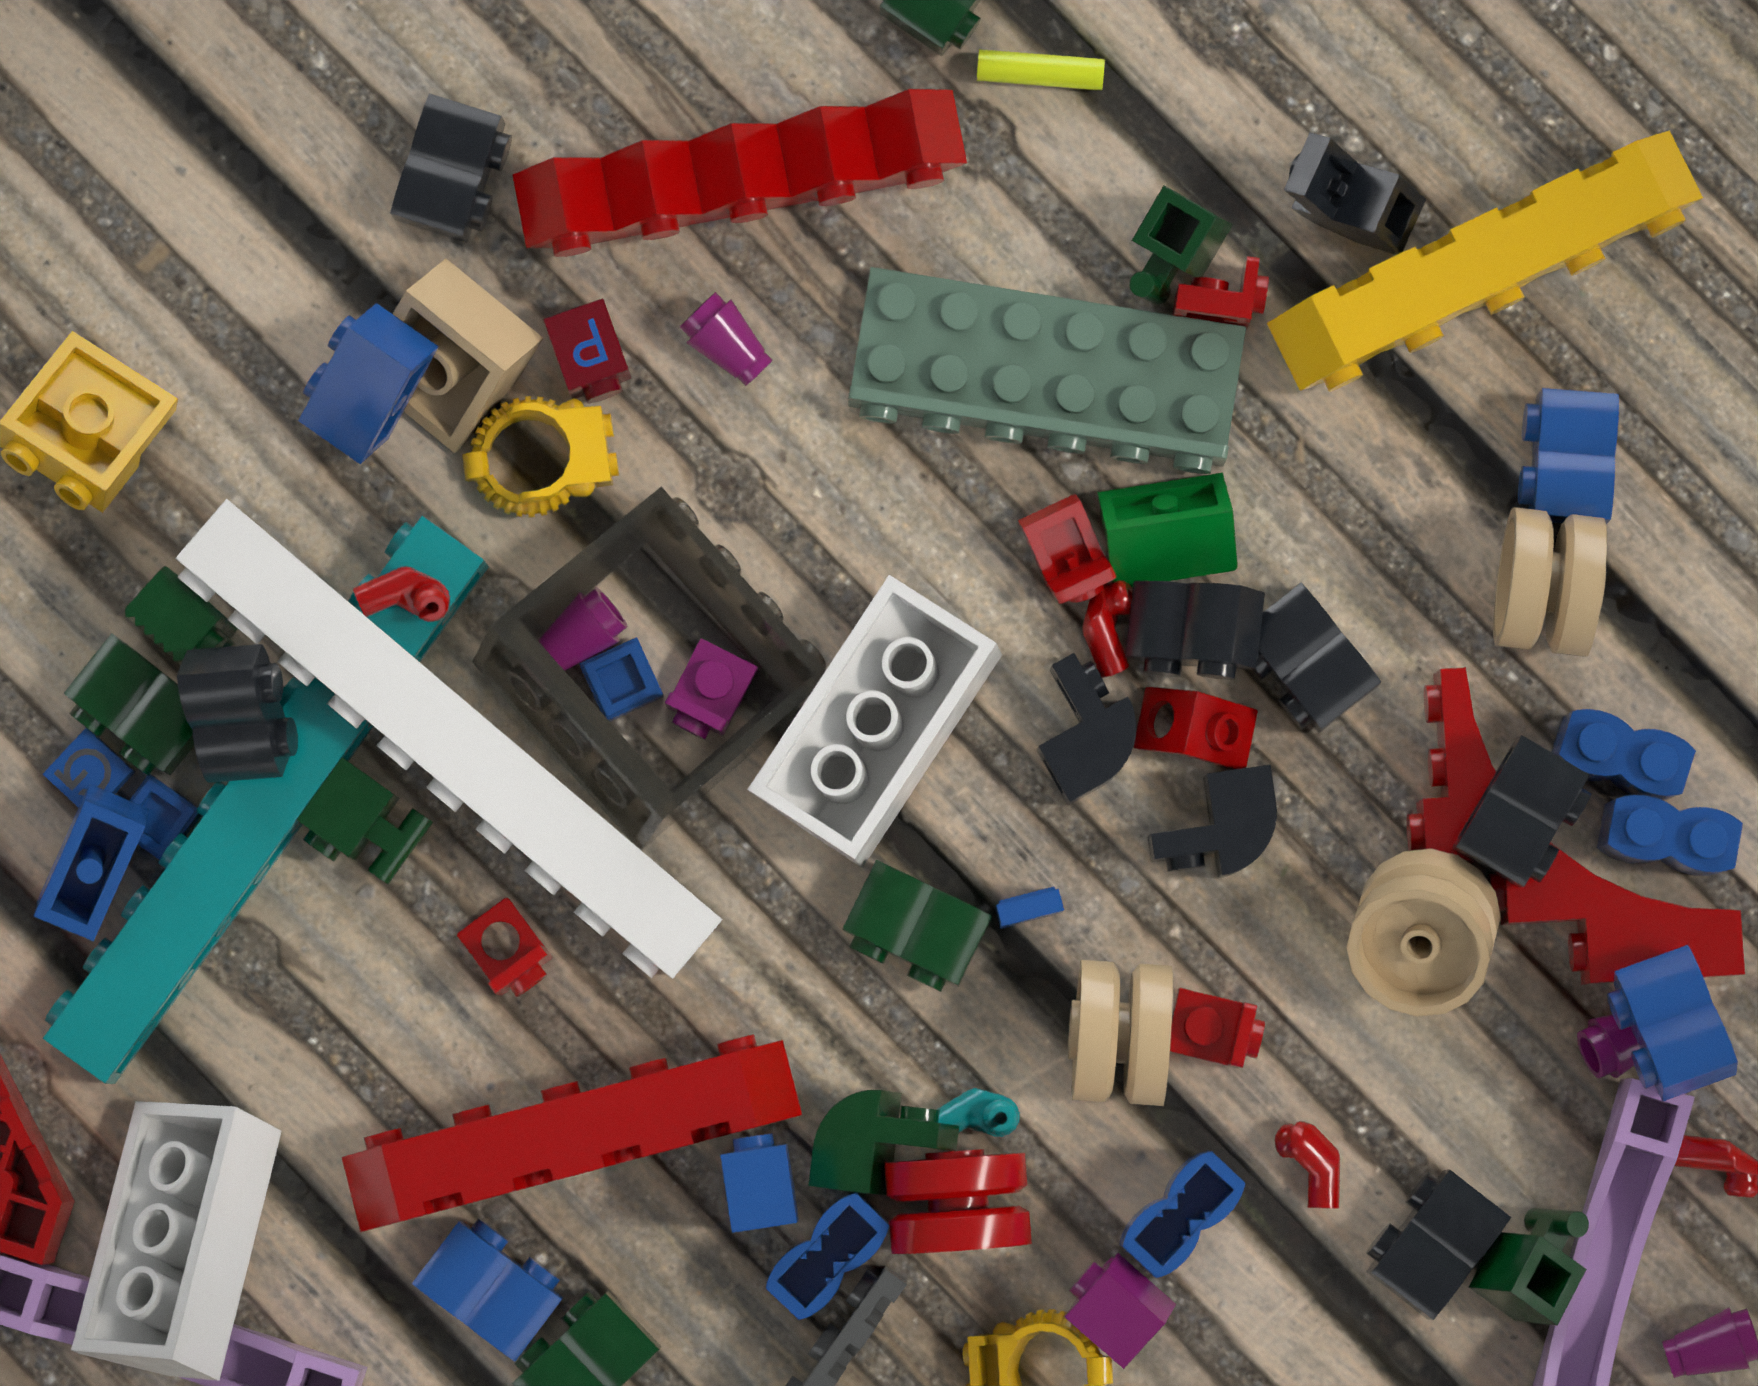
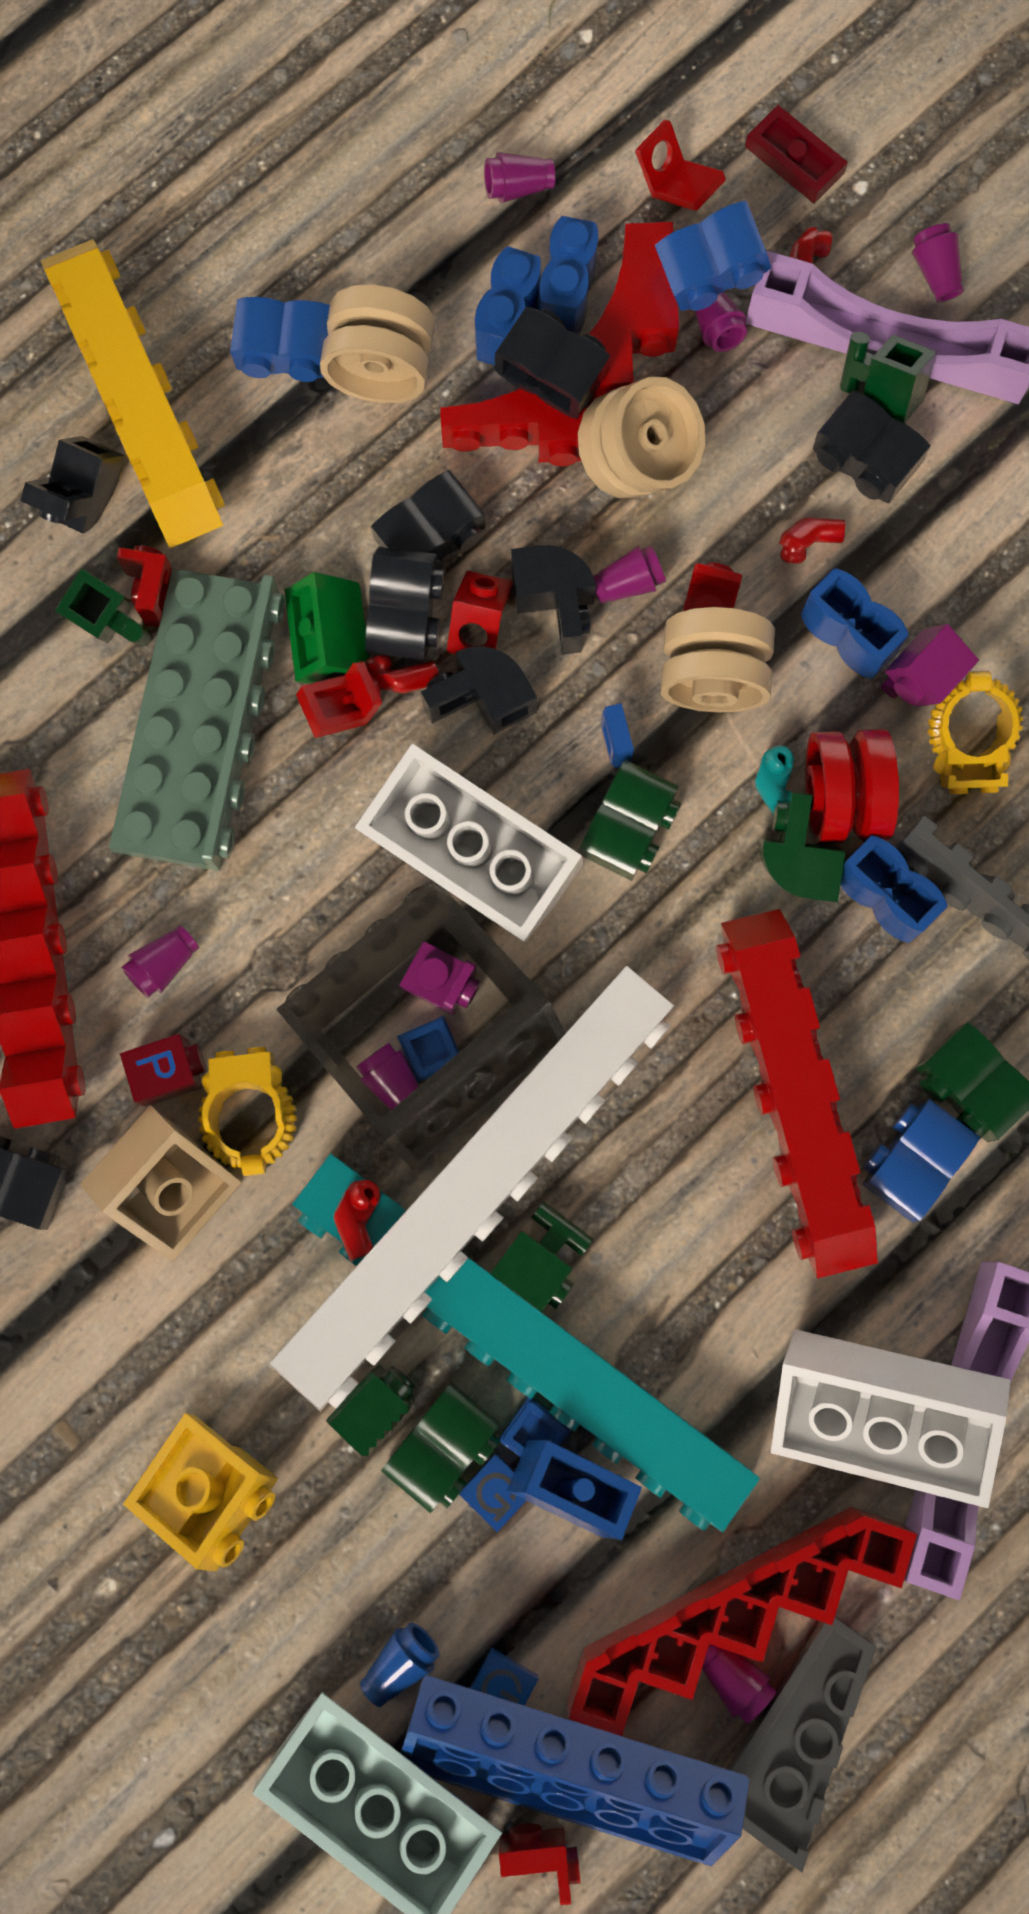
camera: 90 degrees left, 5 degrees down
(236, 713) = (453, 1358): black brick -> none
(366, 382) = (177, 1249): blue brick -> none
(523, 968) = (660, 1129): red bracket -> none
(759, 1184) = (840, 938): blue brick -> none
(1249, 922) = (629, 576): none -> magenta cone

